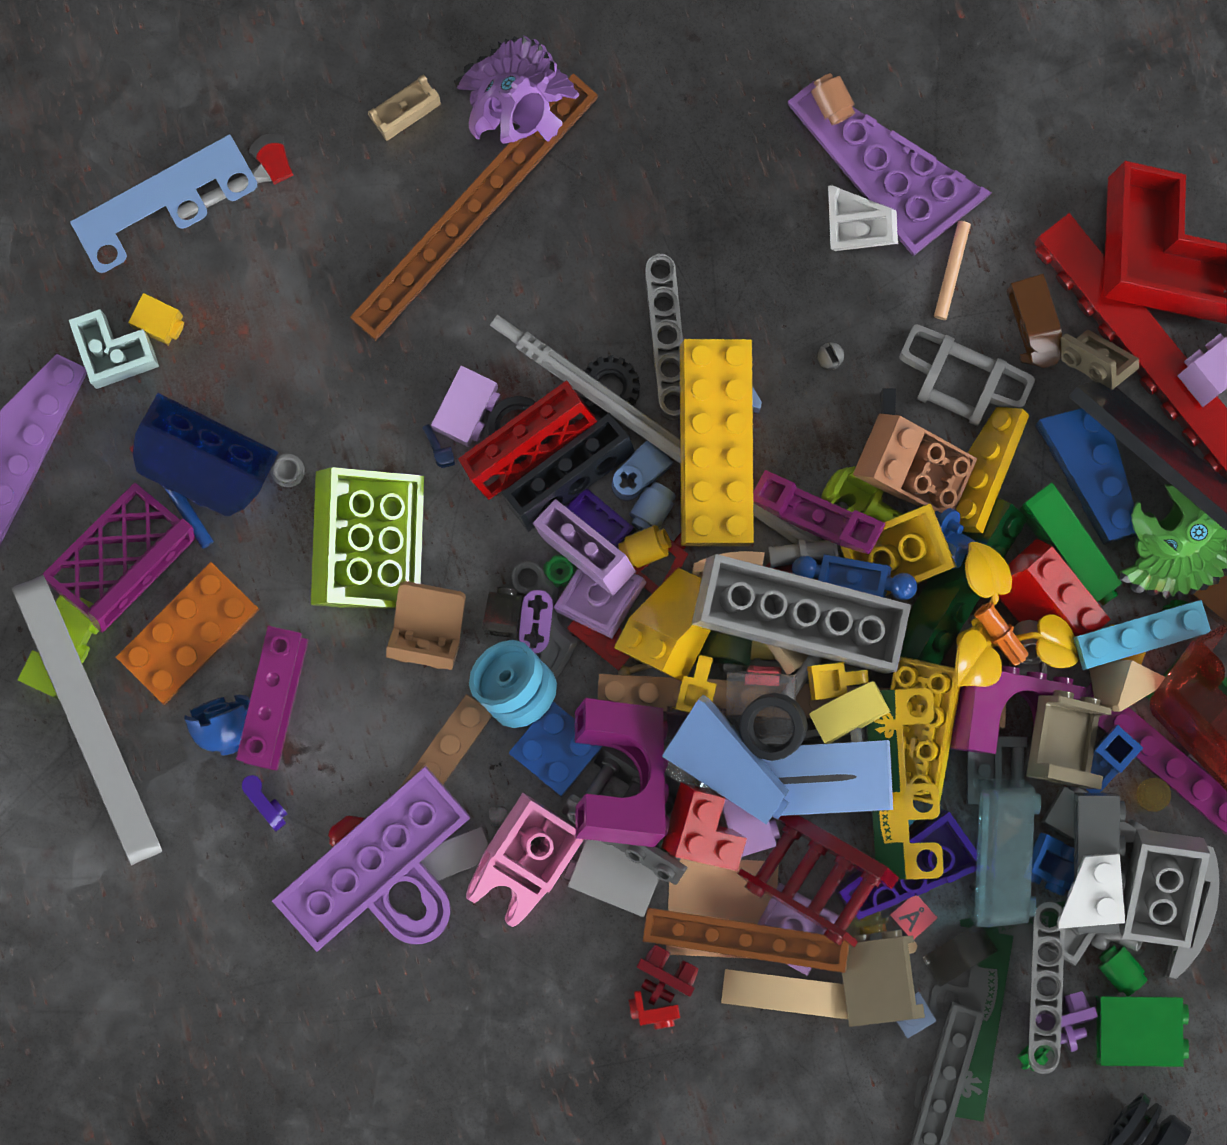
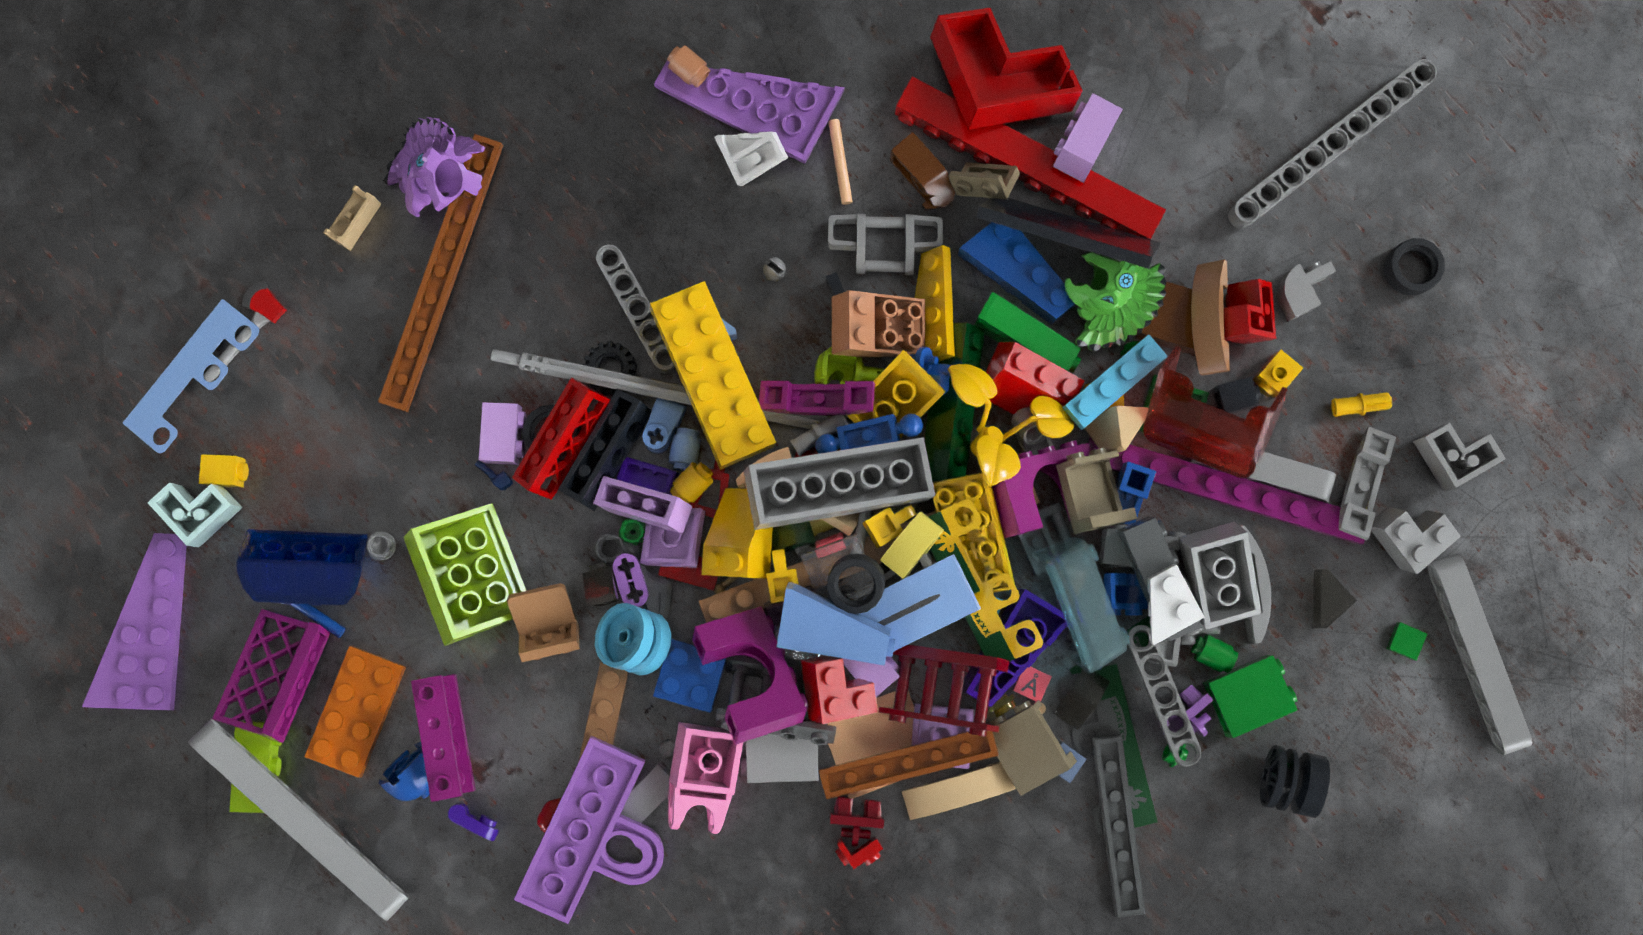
camera: 25 degrees left, 0 degrees up
(1001, 633) = (1005, 429): orange axle -> none
(1153, 794) = (1177, 504): clear yellow plate -> none

